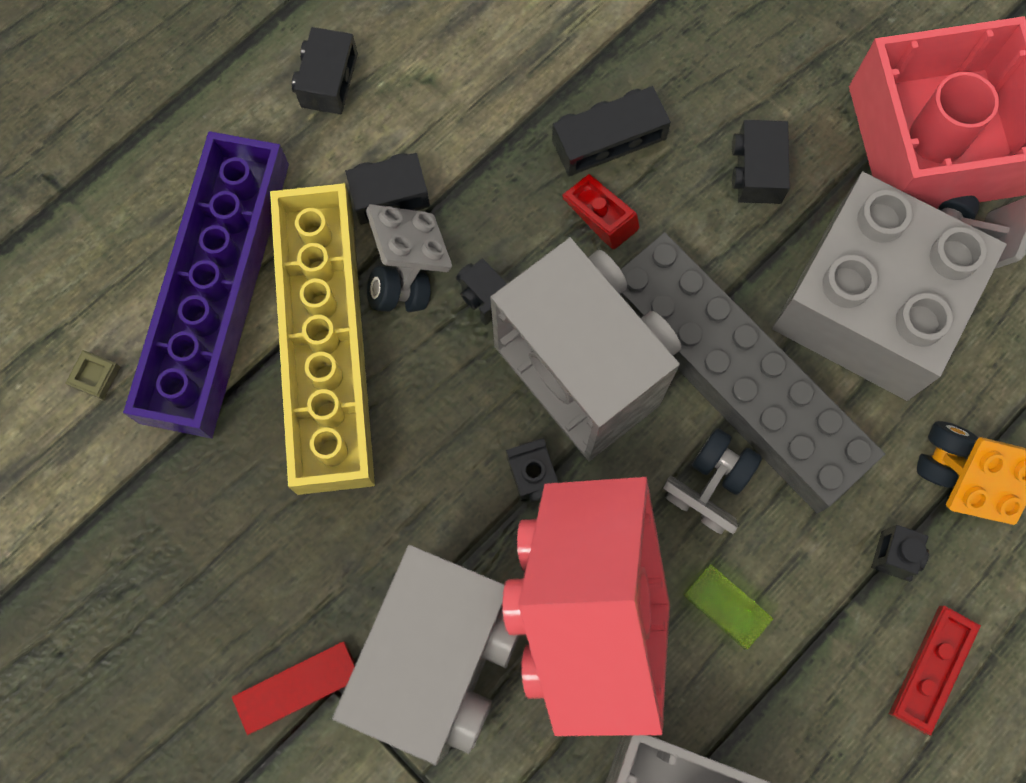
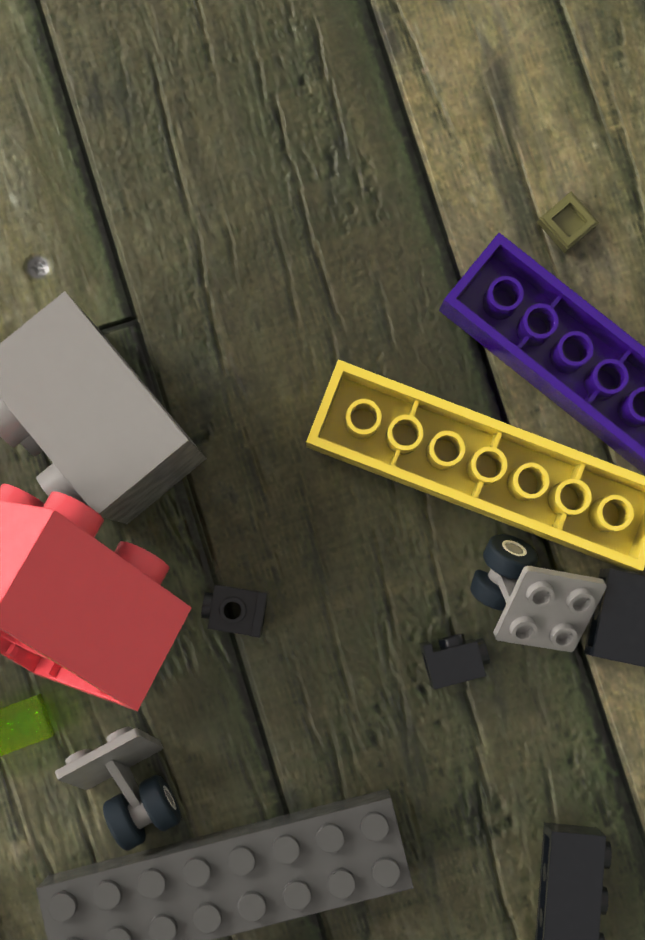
camera: 115 degrees right, 10 degrees up
(294, 688) = (151, 283): red tile -> none
(584, 345) = (315, 730): light grey brick -> none
(602, 211) = (483, 836): red slope -> none

